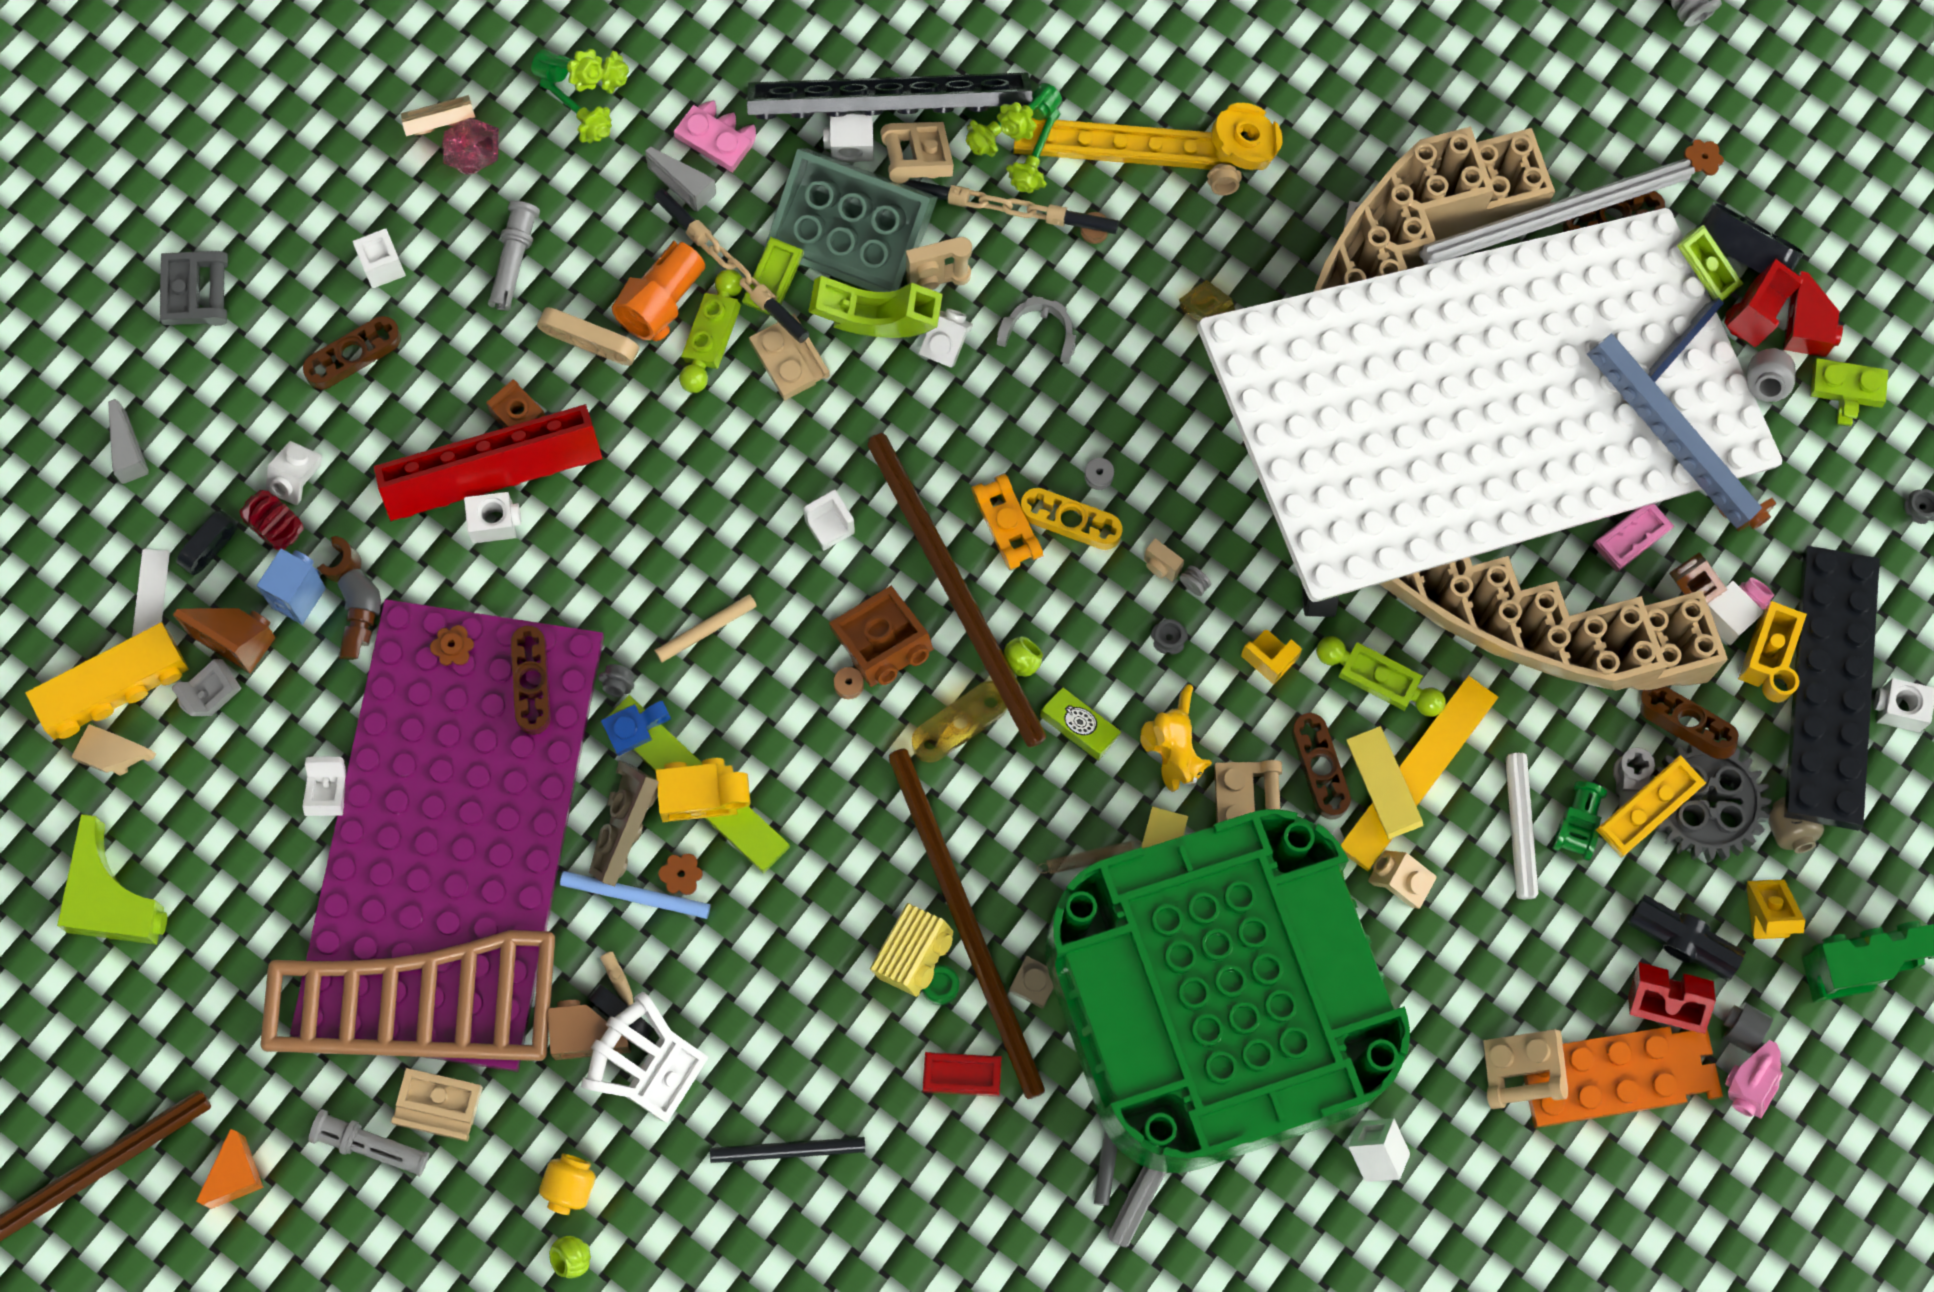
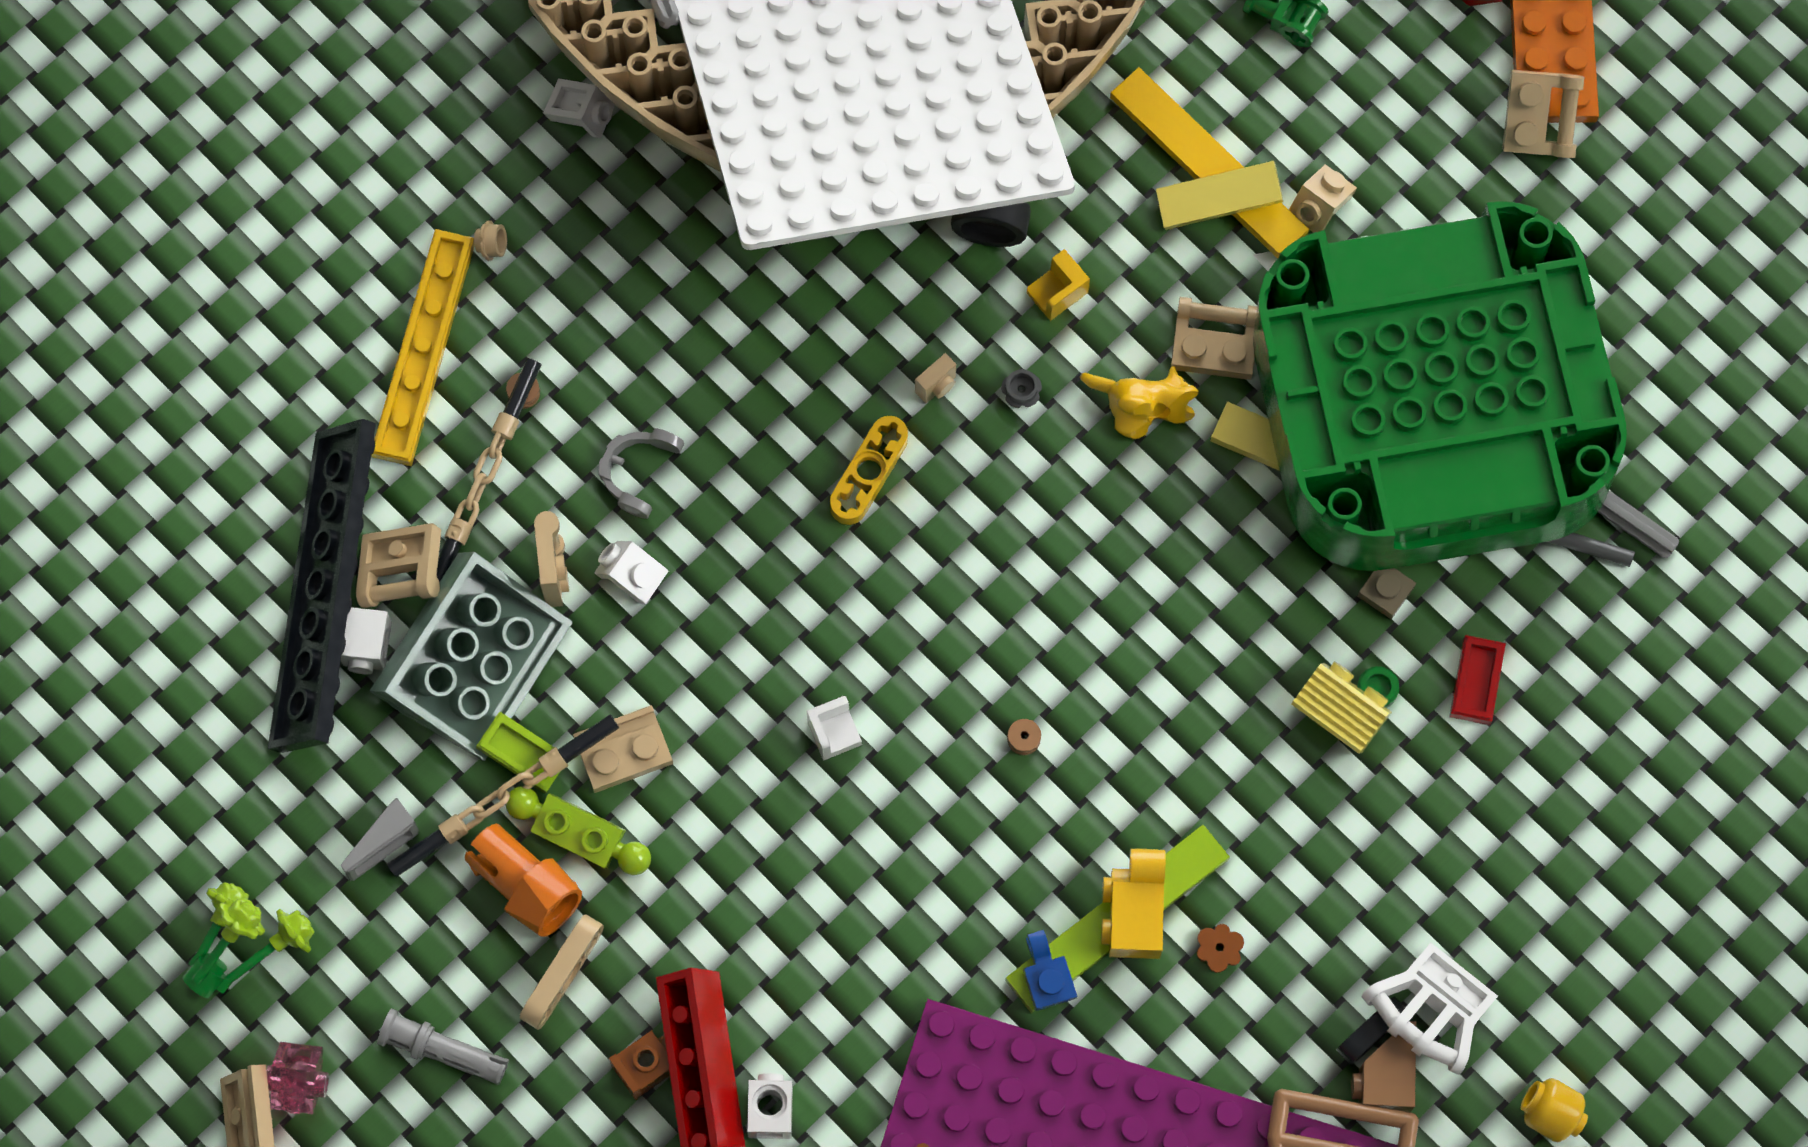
camera: 80 degrees left, 0 degrees up
(522, 707) = (991, 1067): reddish brown beam -> none
(570, 1257) = (1633, 1117): lime piece -> none
(617, 680) = (987, 988): dark grey plate -> none
(617, 977) = (1327, 1032): tan helmet -> none
(627, 811) = (1149, 992): dark tan wing -> none
(636, 895) = (1236, 1001): light blue bar -> none
(705, 628) = (936, 885): tan bar -> none
(714, 136) = (327, 797): bright pink plate -> none
(787, 1150) = (1539, 874): black bar -> none
(877, 314) = (591, 635): lime arch -> none
(882, 637) = (980, 689): dark orange plate -> none
(942, 728) = (1087, 604): clear yellow plate -> none
(957, 591) = (935, 602): reddish brown axle -> none
(966, 924) = (1311, 651): reddish brown axle -> none
(1007, 521) = (862, 539): light orange plate -> none
(1017, 123) = (399, 443): lime plant -> none
(1023, 656) = (1024, 544): lime piece -> none
(1080, 723) = (1106, 497): lime slope -> none
(1097, 852) = (1257, 522): tan piece -> none
(1102, 466) = (820, 441): light grey piece -> none
(1195, 580) = (963, 350): light grey piece -> none
(1206, 301) = (646, 281): clear yellow bracket -> none
(1237, 150) = (451, 224): yellow plate -> none
(1303, 743) = (1218, 266): reddish brown beam -> none
(1379, 1150) = (1612, 271): white panel -> none
(1380, 676) = (1099, 179): lime plate -> none
(1521, 826) = (1280, 71): white axle -> none

